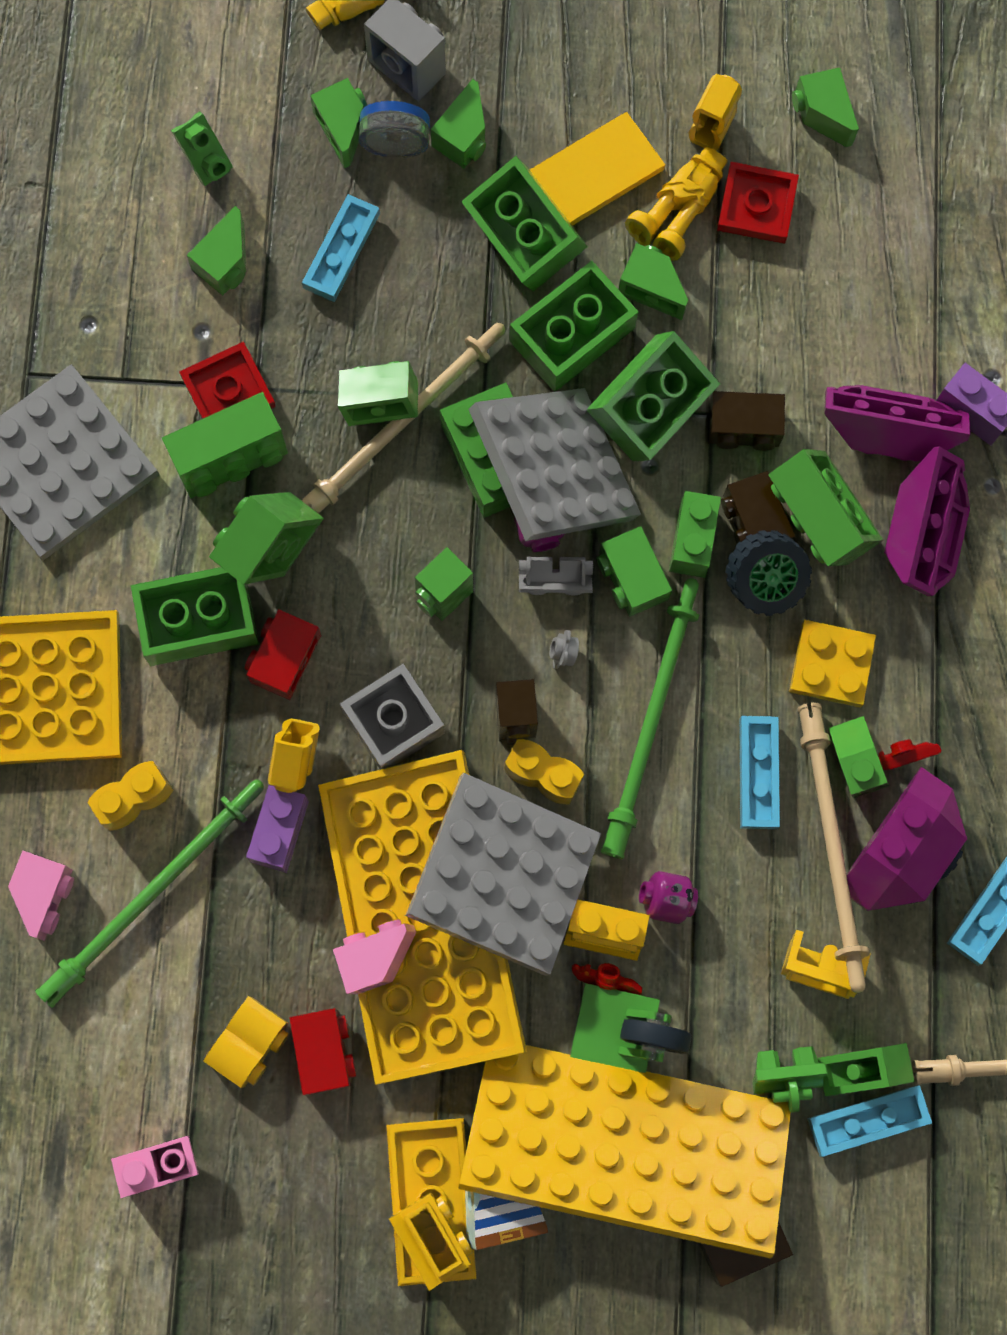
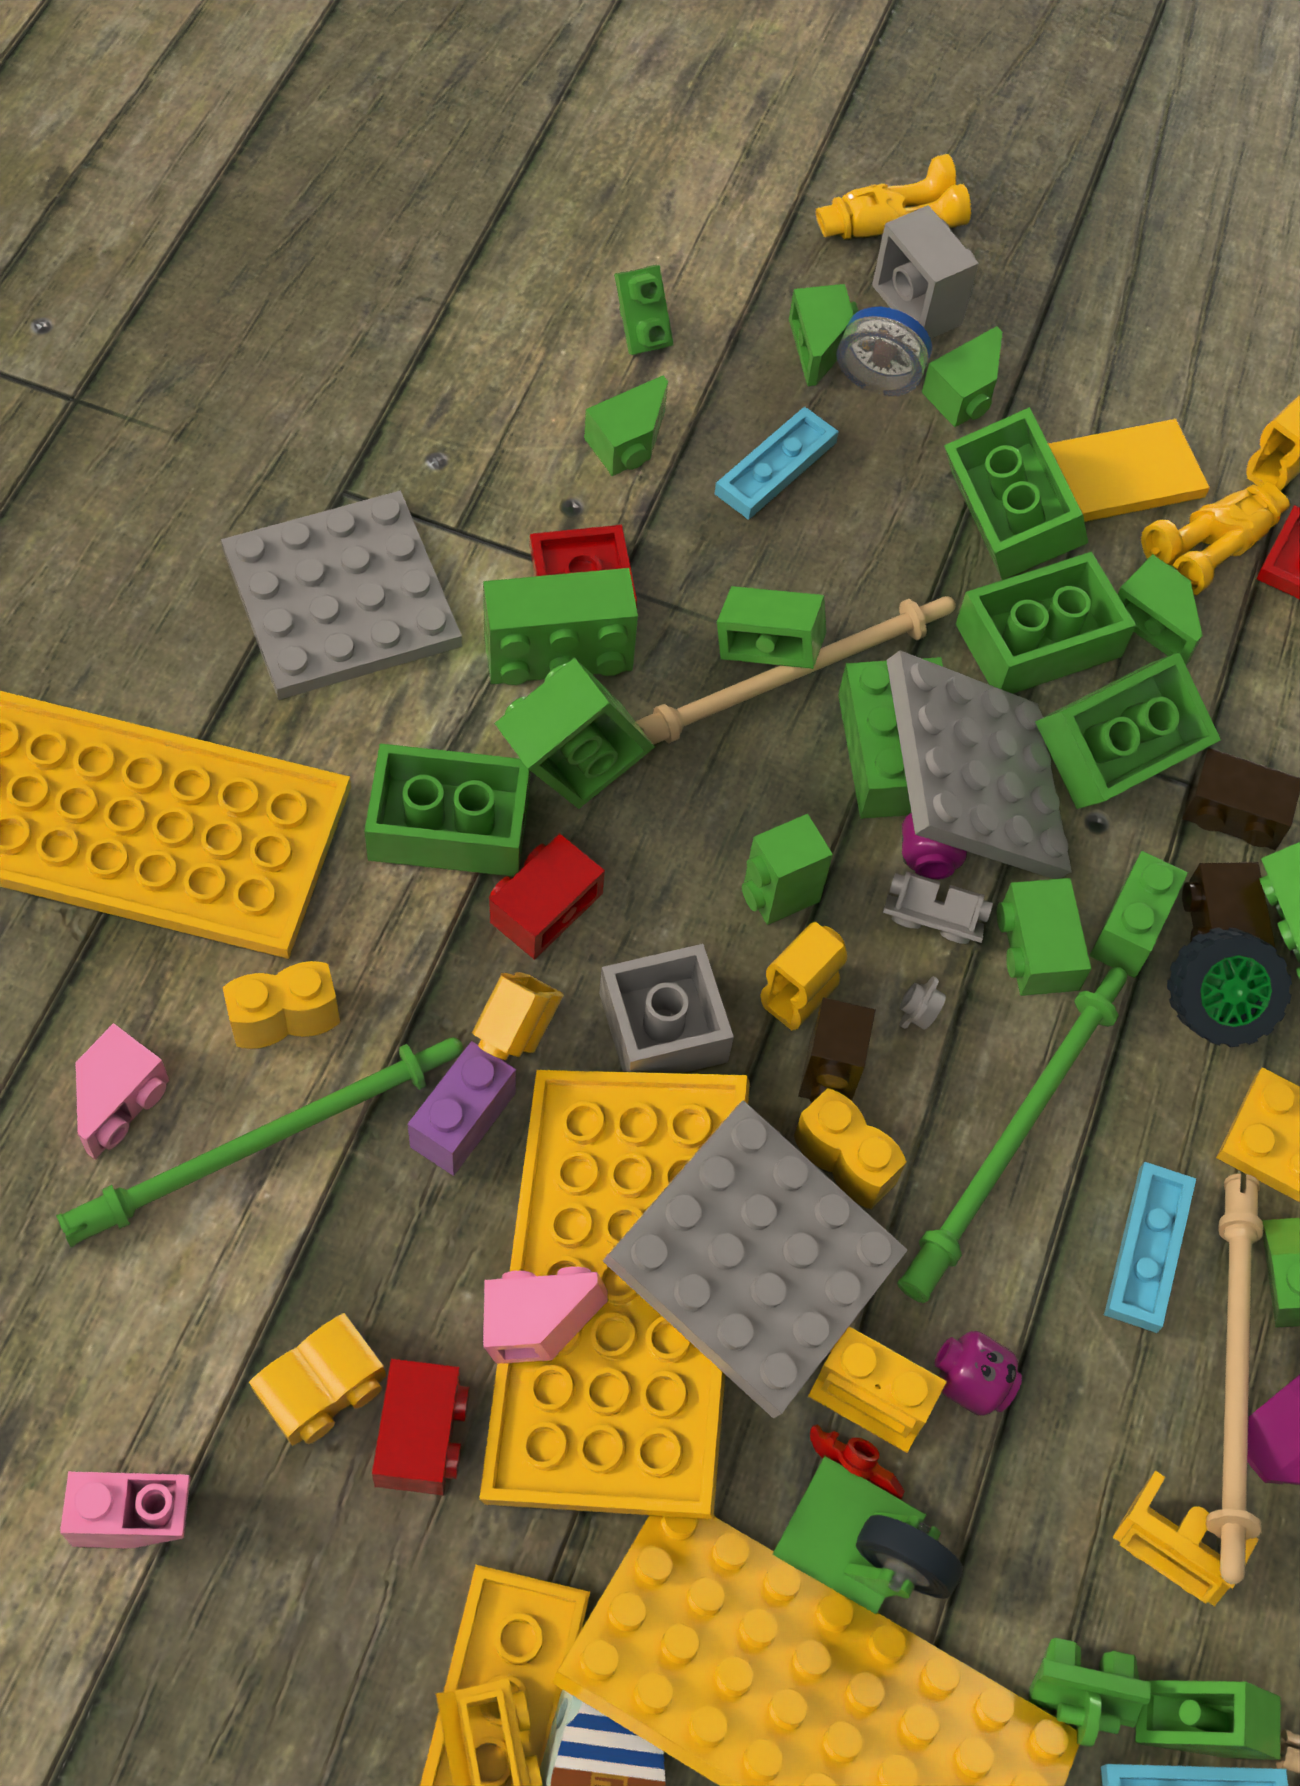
camera: 15 degrees right, 15 degrees down
(478, 659) = (804, 975): none -> yellow brick

